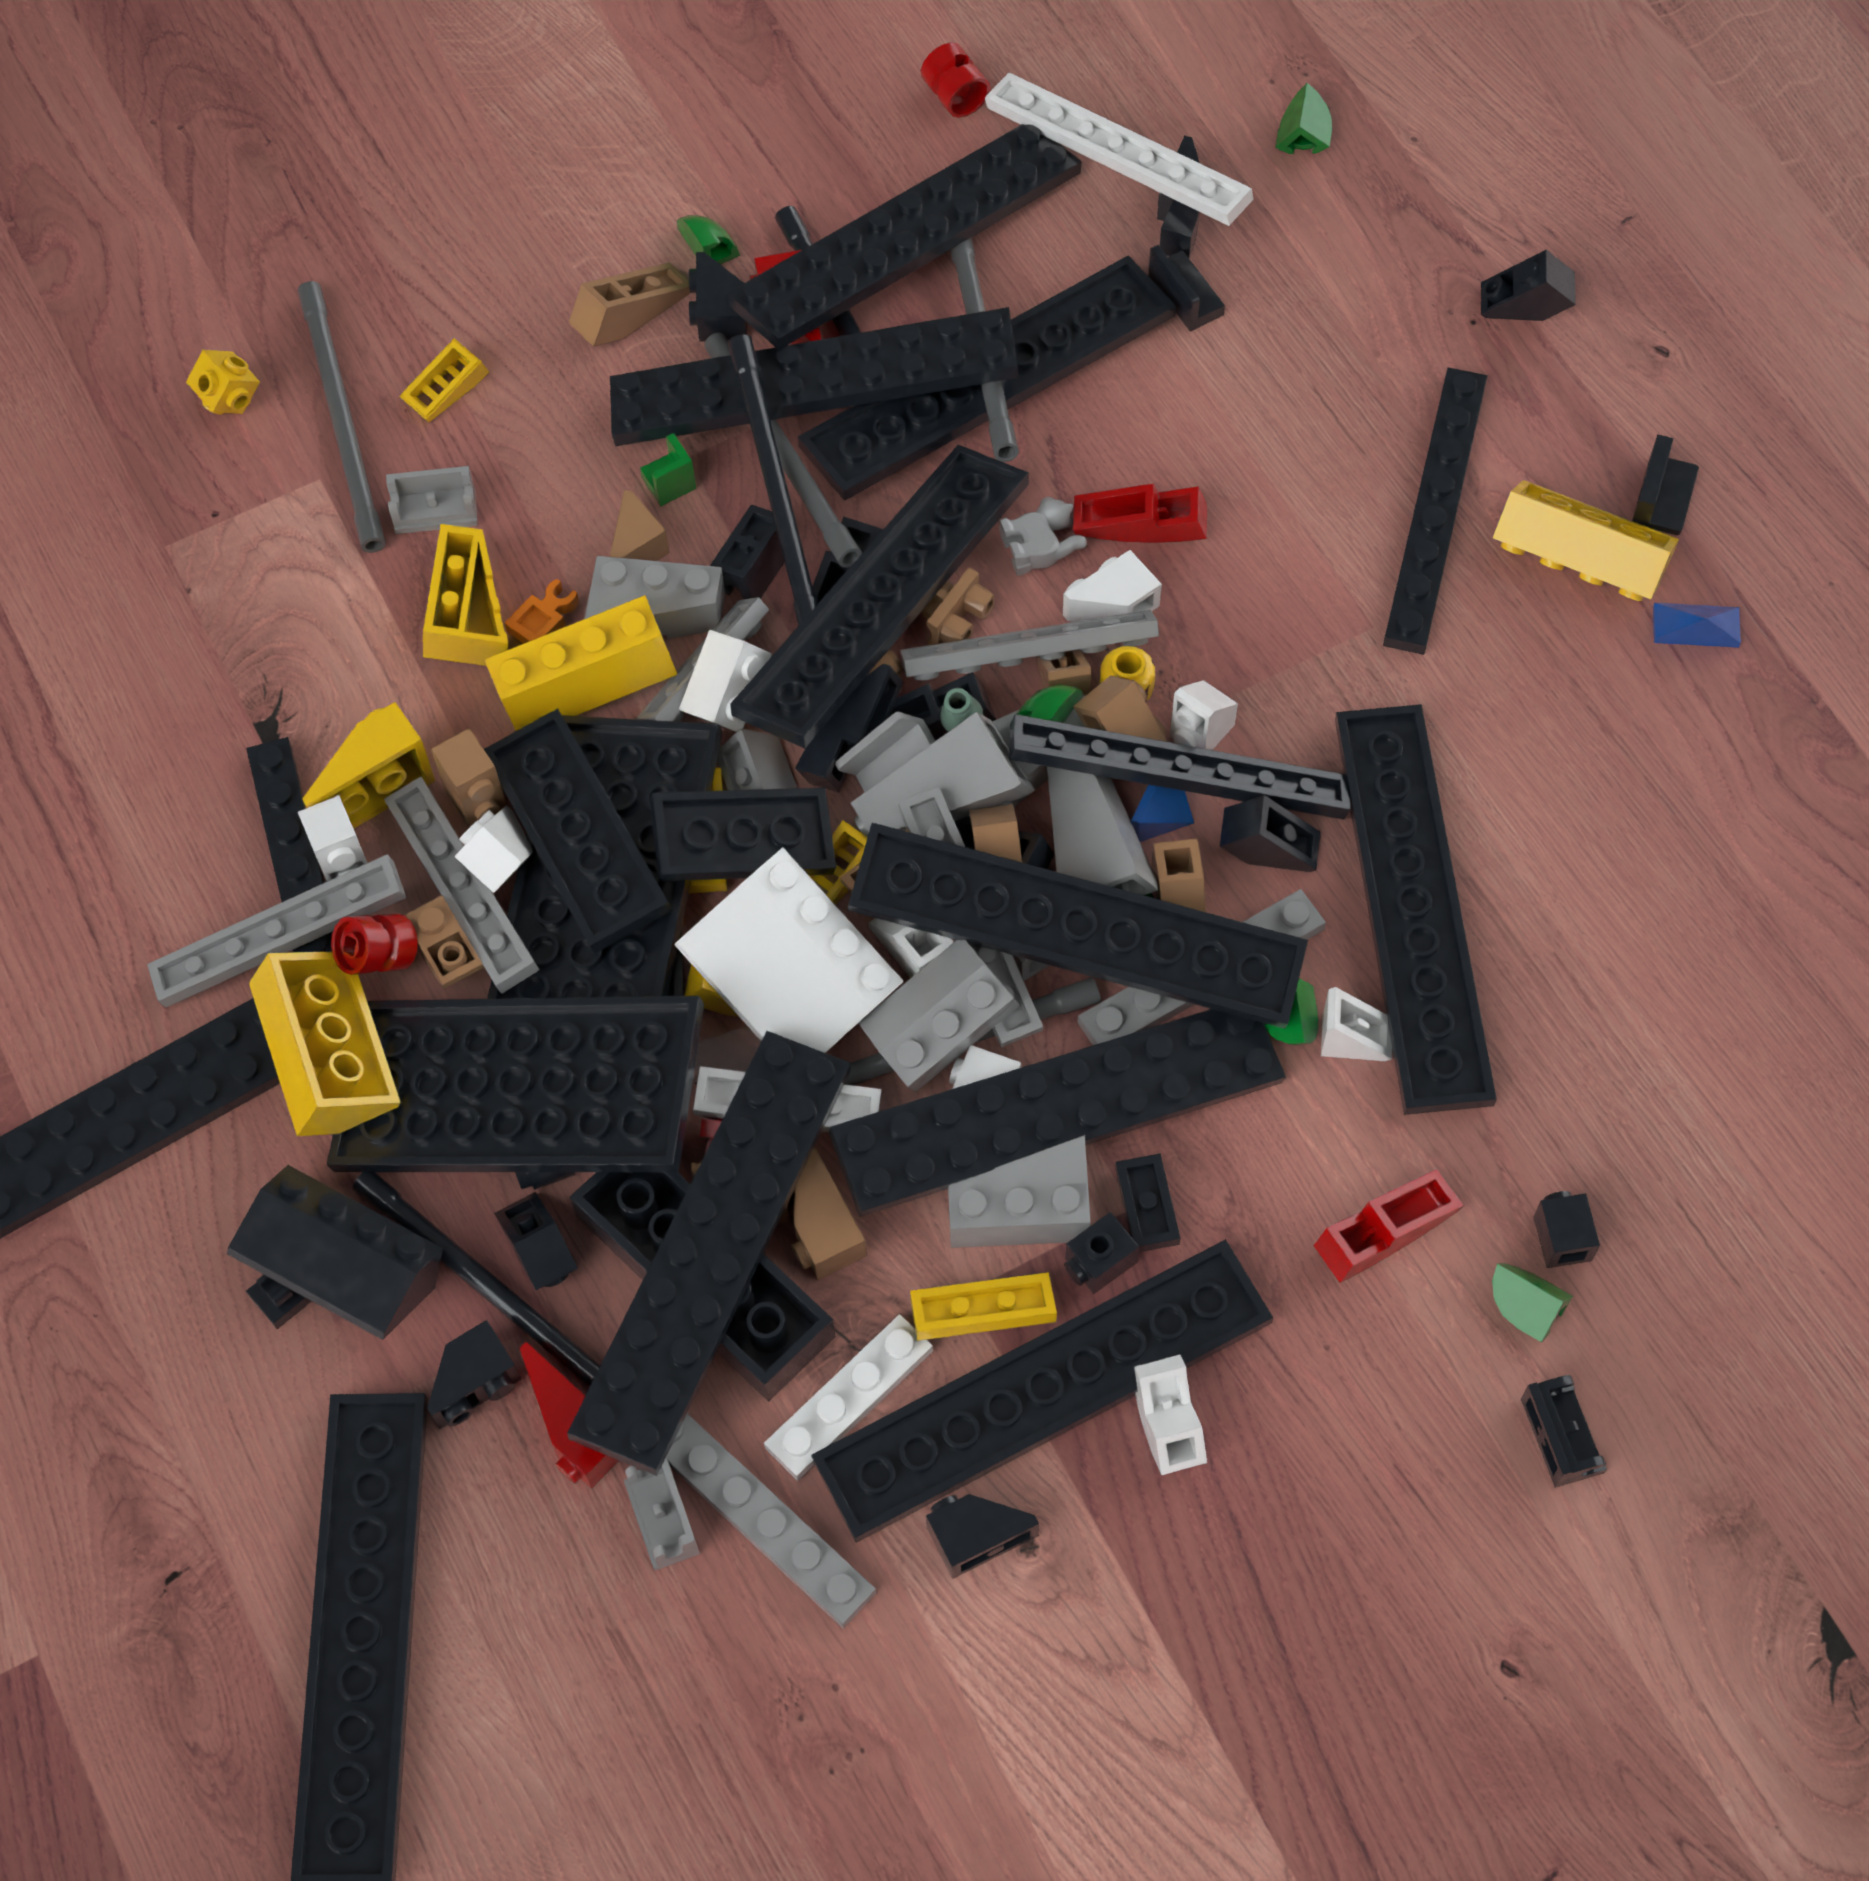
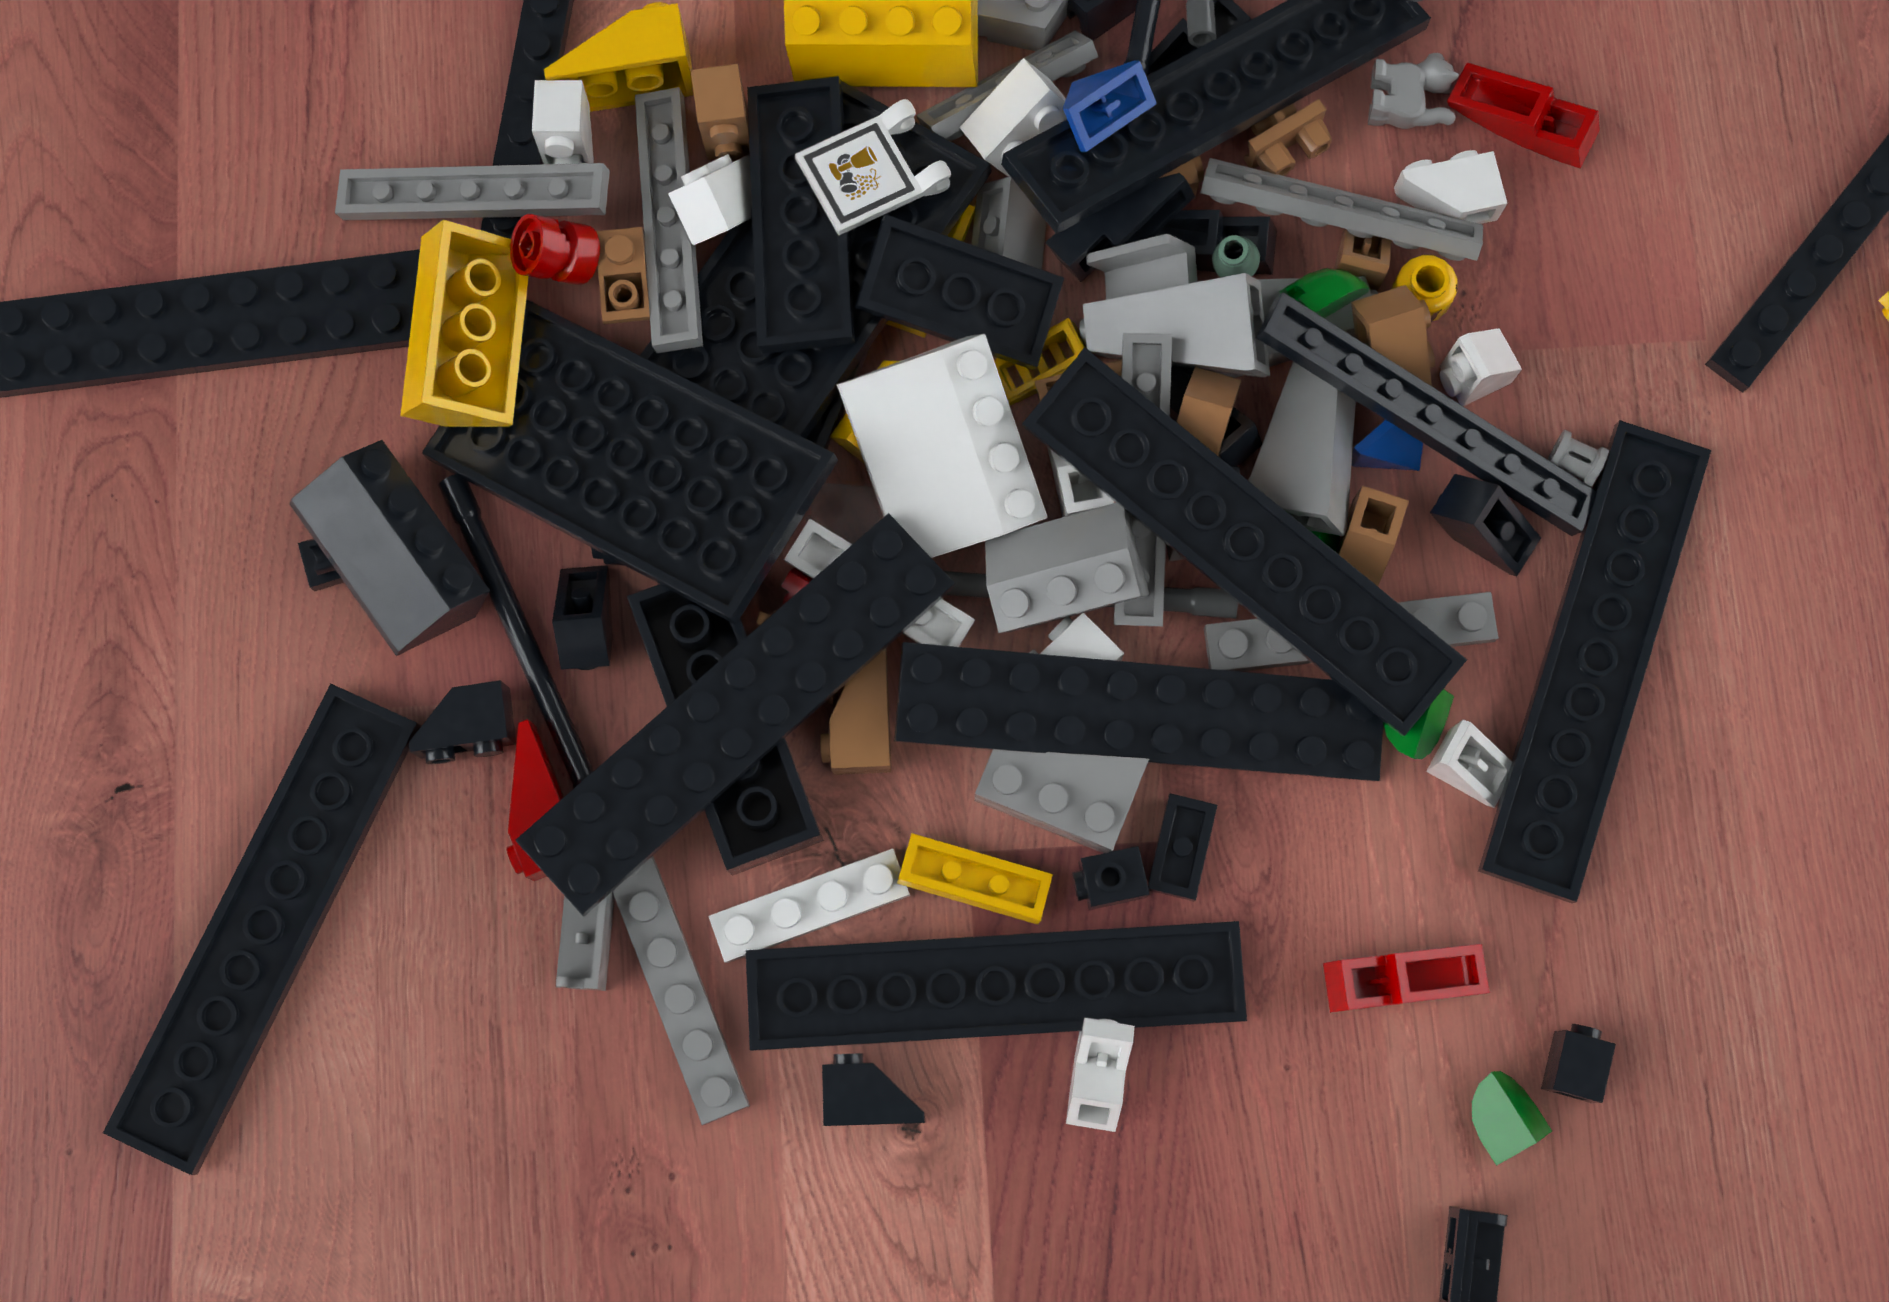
camera: 25 degrees right, 15 degrees up
(616, 772) = (864, 173): none -> white flag
(798, 631) = (1107, 102): none -> blue slope
(1318, 755) = (1578, 458): none -> light grey bush

